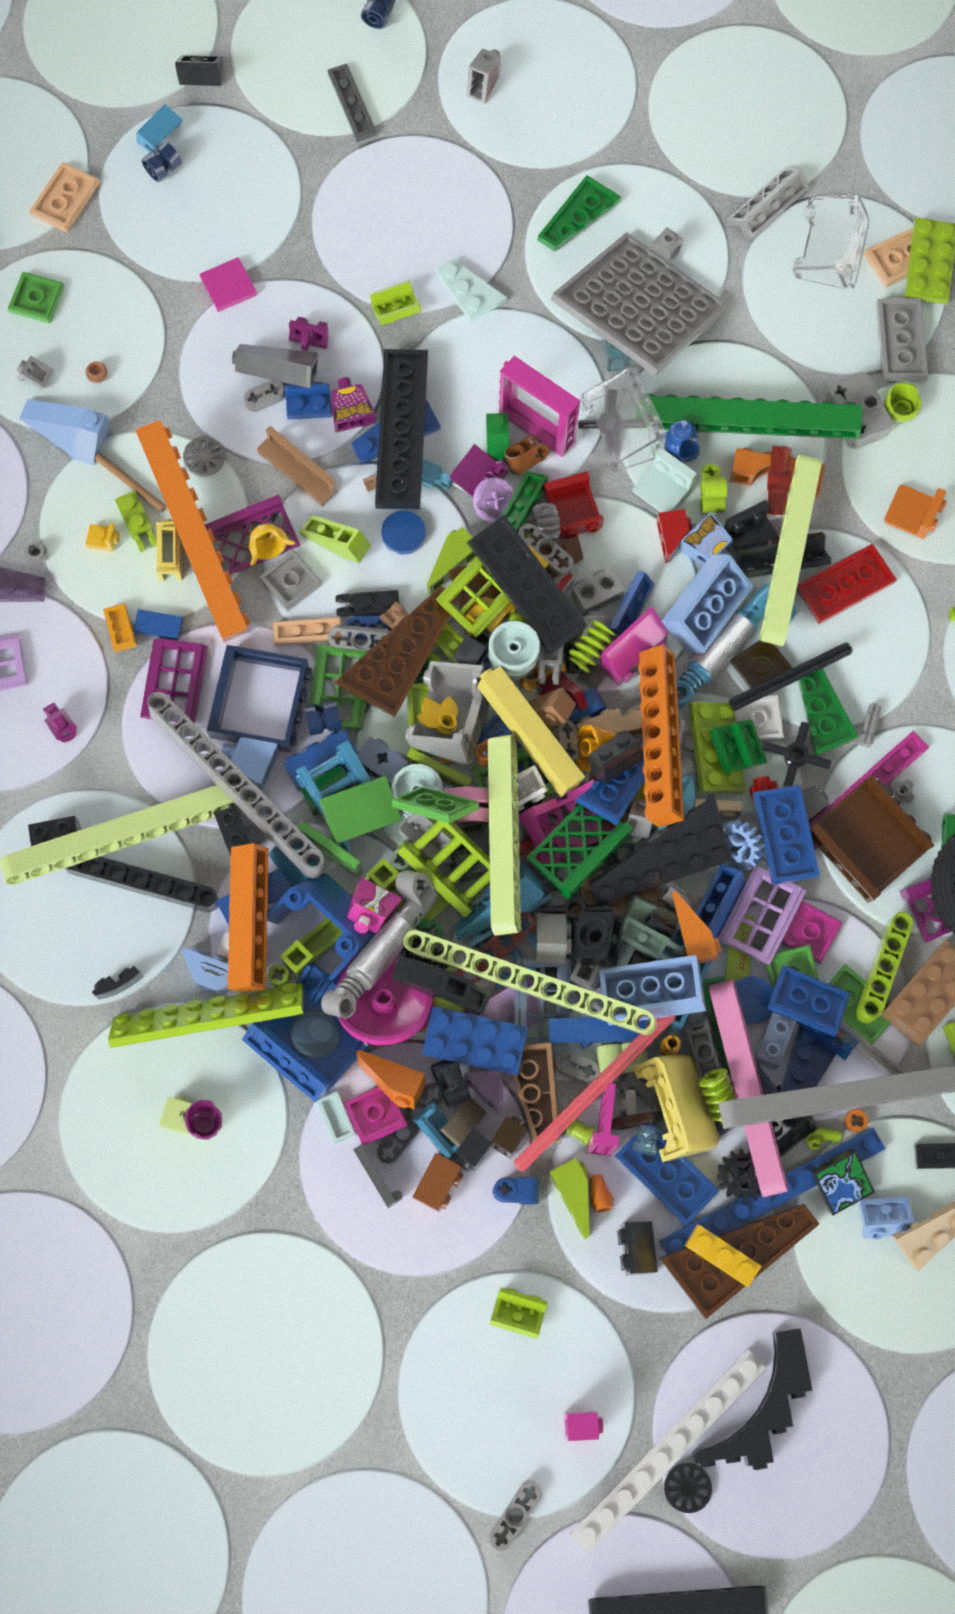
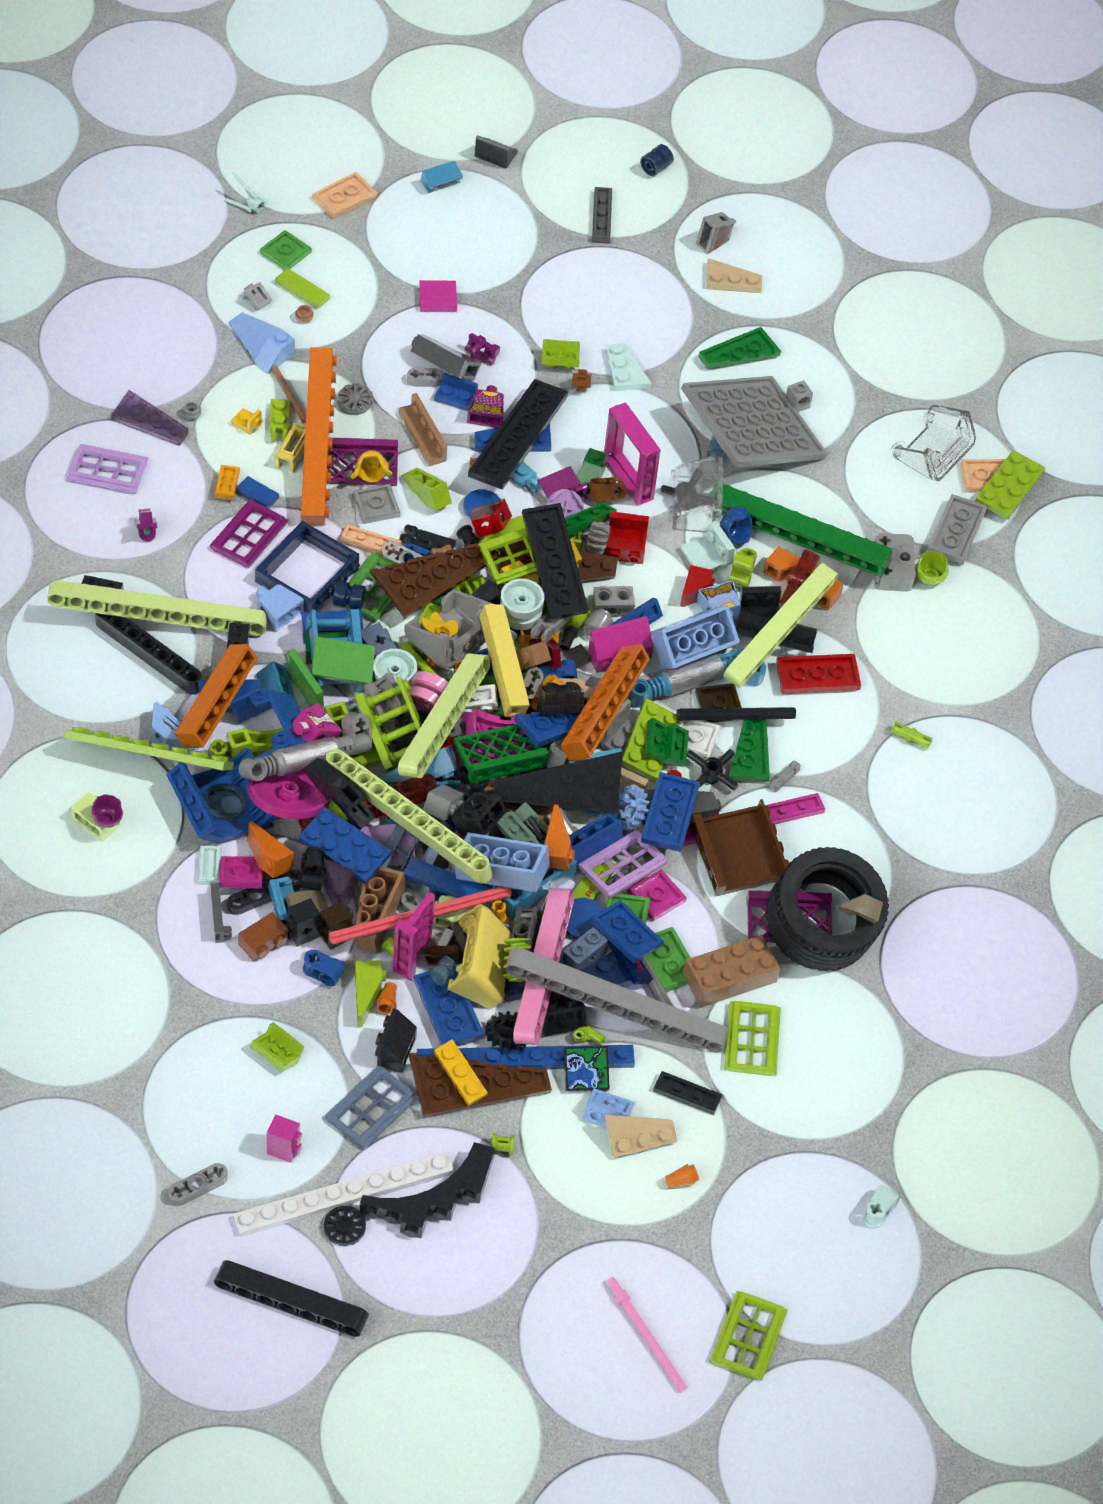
camera: 20 degrees right, 20 degrees down
(78, 339) = (302, 288): none -> lime tile
(108, 987) = (92, 710): black slope -> none
(161, 161) = (431, 197): dark blue wheel -> none
(237, 793) = (257, 610): light grey beam -> none
(409, 581) = (467, 536): none -> black bush
(425, 551) = (487, 518): none -> red torso
(433, 327) = (581, 380): none -> dark orange gear
(435, 804) = (401, 671): bright green tile -> none
(524, 125) = (731, 278): none -> tan wing
(561, 556) = (586, 559): light grey beam -> none
(565, 582) = (588, 584): plate -> none
(591, 646) = (583, 629): lime piece -> none
(668, 1338) = (385, 1120): none -> sand blue piece
(770, 202) = (900, 399): light grey fence -> none
(801, 1312) = (503, 1143): none -> lime bush
(856, 1128) = (625, 1031): orange bush -> none
(880, 977) = (702, 937): lime beam -> none
(906, 786) = (786, 834): light grey plate -> none
(915, 511) = (902, 646): orange bracket -> none

